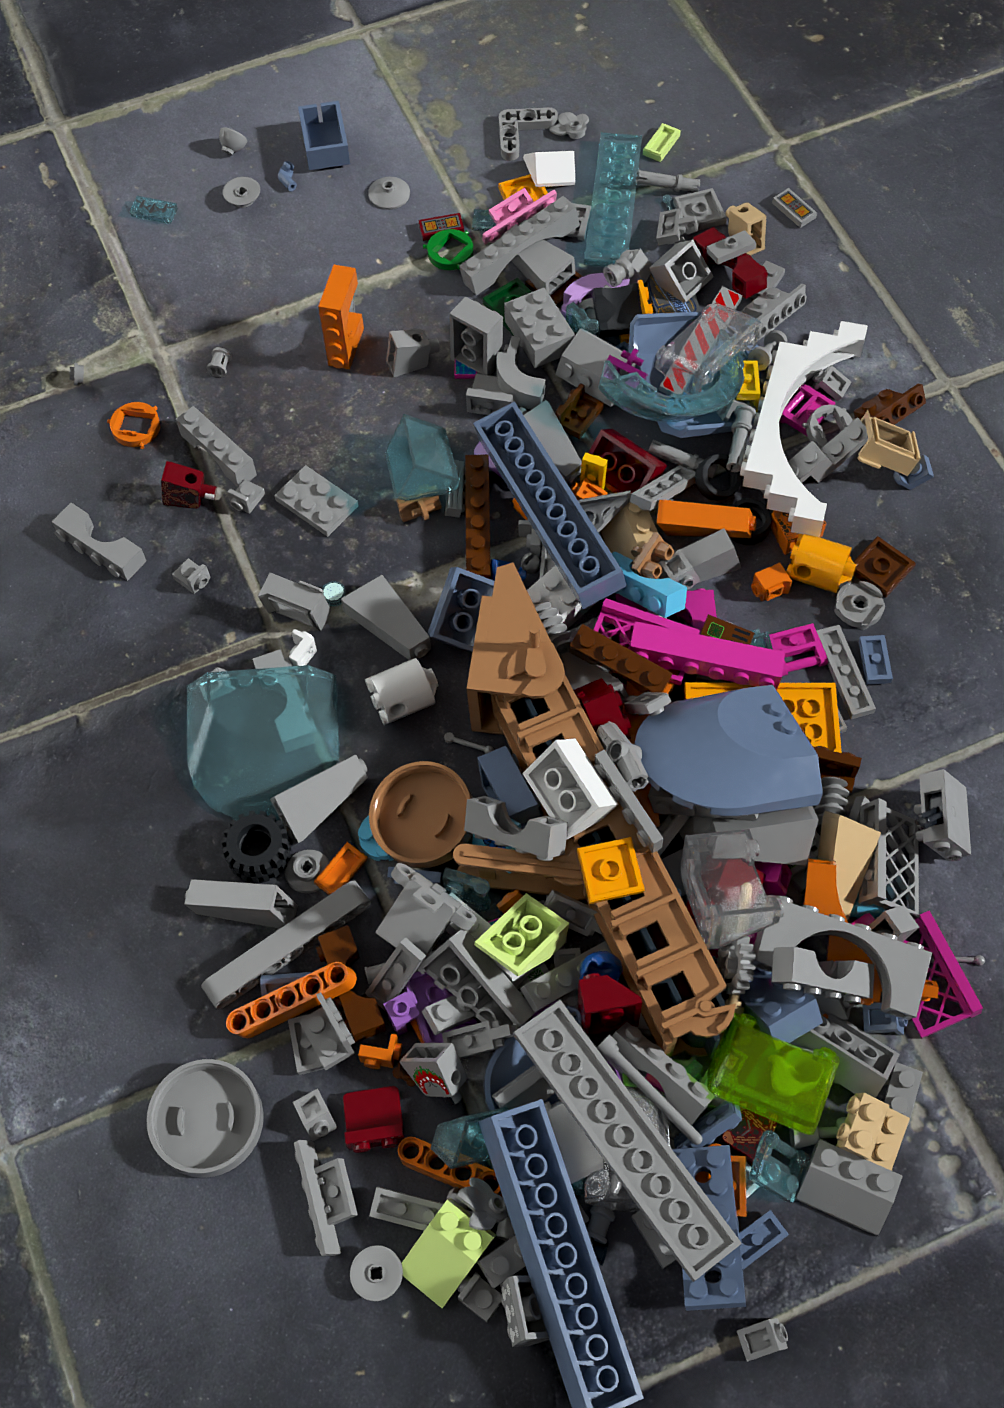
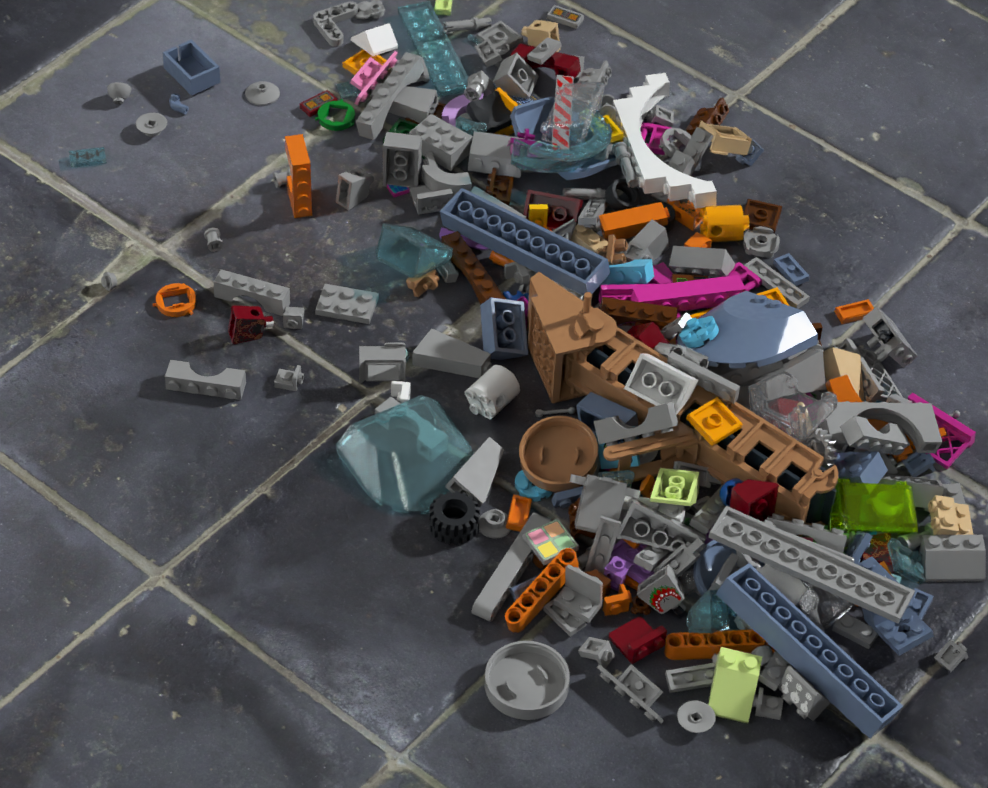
camera: 30 degrees left, 15 degrees down
(241, 902) = (465, 552): light grey slope -> none
(341, 935) = (549, 540): none -> tile
(486, 1205) = (748, 646): light grey plate -> none
(655, 731) = (699, 331): none -> medium azure plate
(756, 611) = (701, 261): none -> light grey slope
(927, 751) = (853, 311): none -> orange tile

